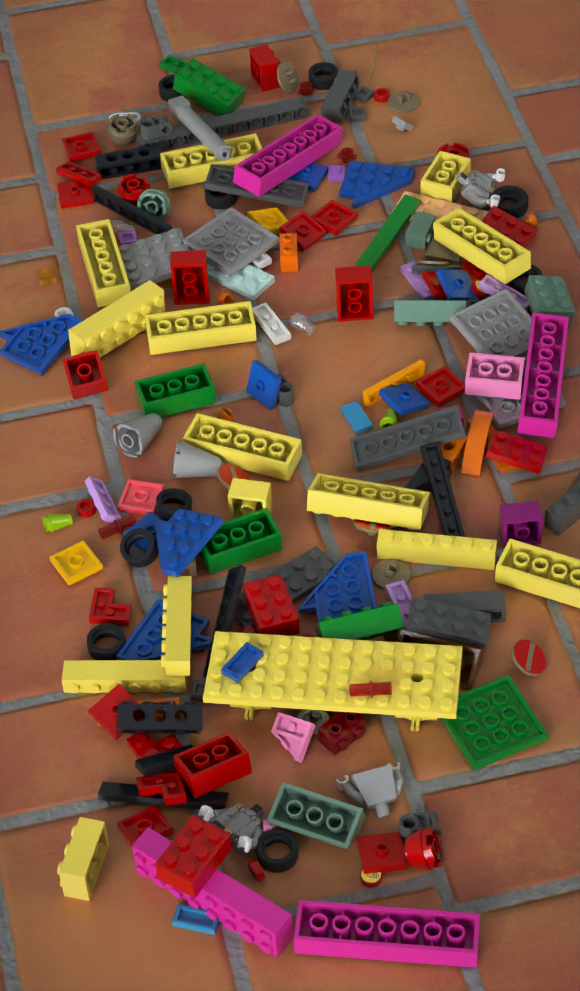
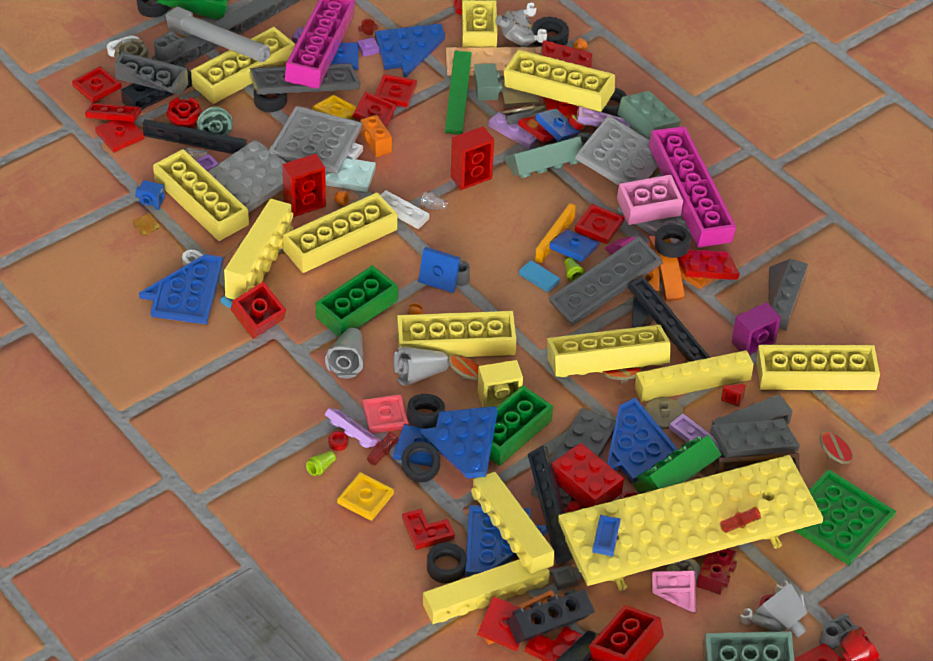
camera: 30 degrees left, 0 degrees up
(65, 251) = (151, 194): none -> blue brick
(122, 147) = (151, 73): none -> dark grey wedge
(465, 577) = (733, 394): none -> red slope
(488, 409) = (672, 231): none -> black tyre

